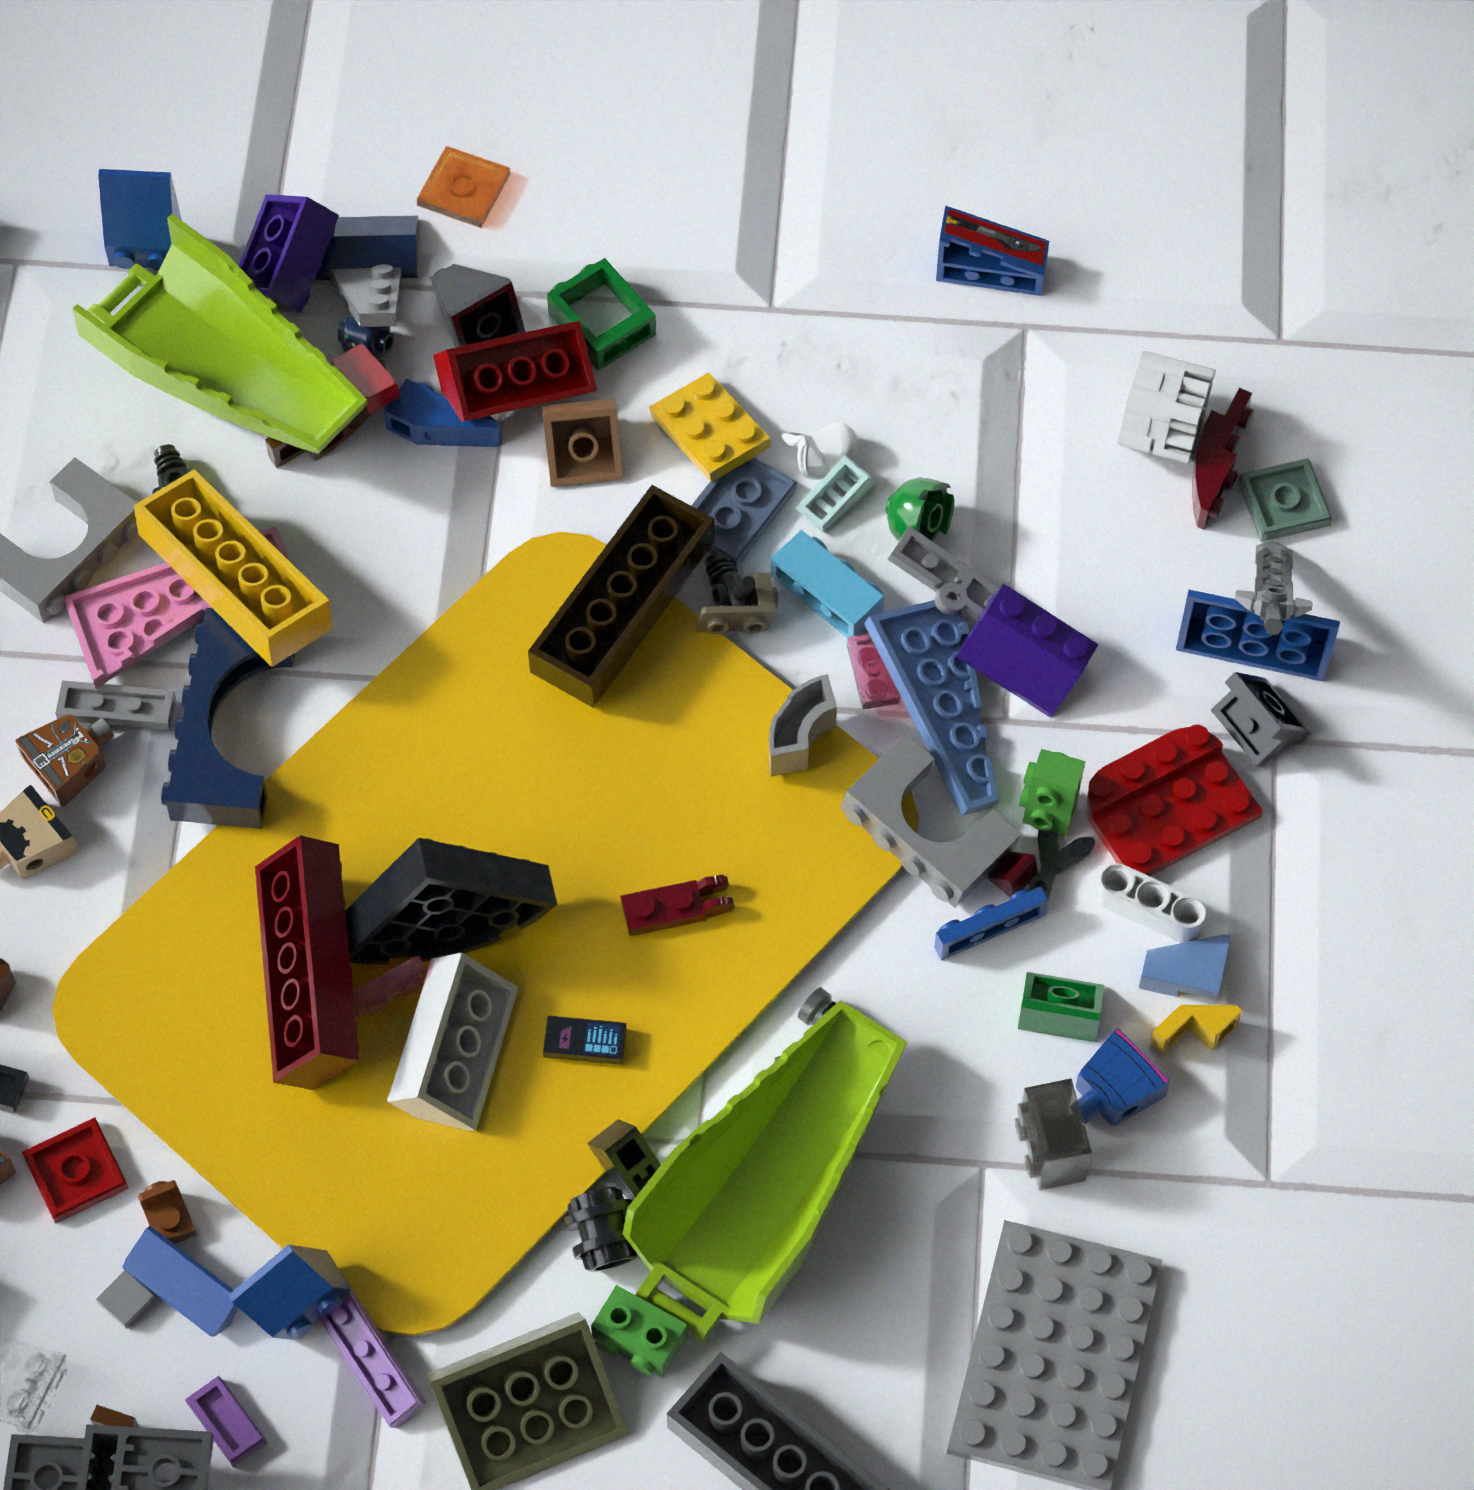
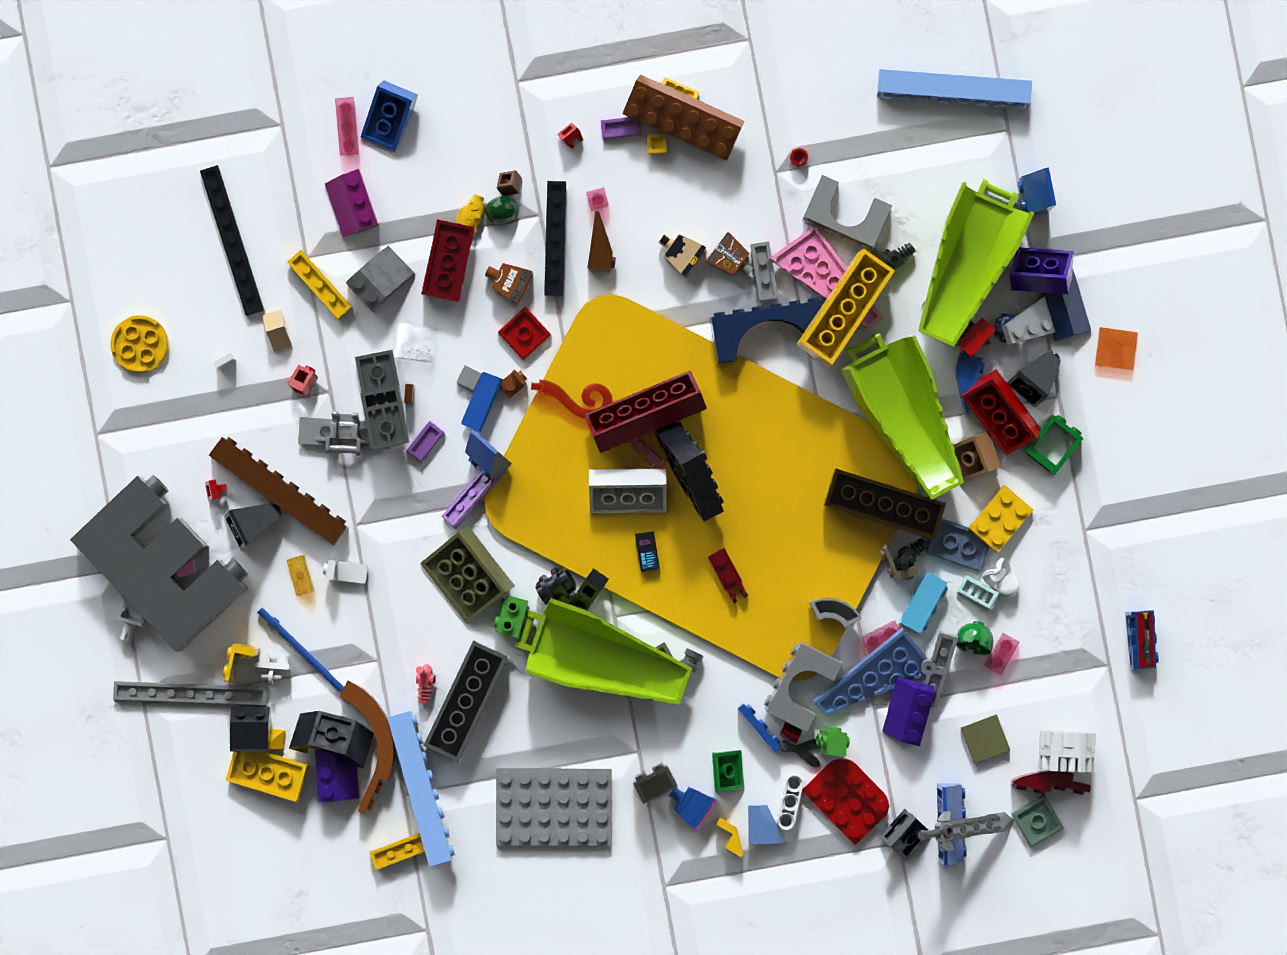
camera: 70 degrees right, 25 degrees up
(206, 1133) = (552, 389): none -> clear red plant
(446, 517) = (902, 405): none -> lime windscreen
(970, 489) = (1001, 653): none -> clear pink plate
(1110, 547) = (985, 738): none -> olive tile

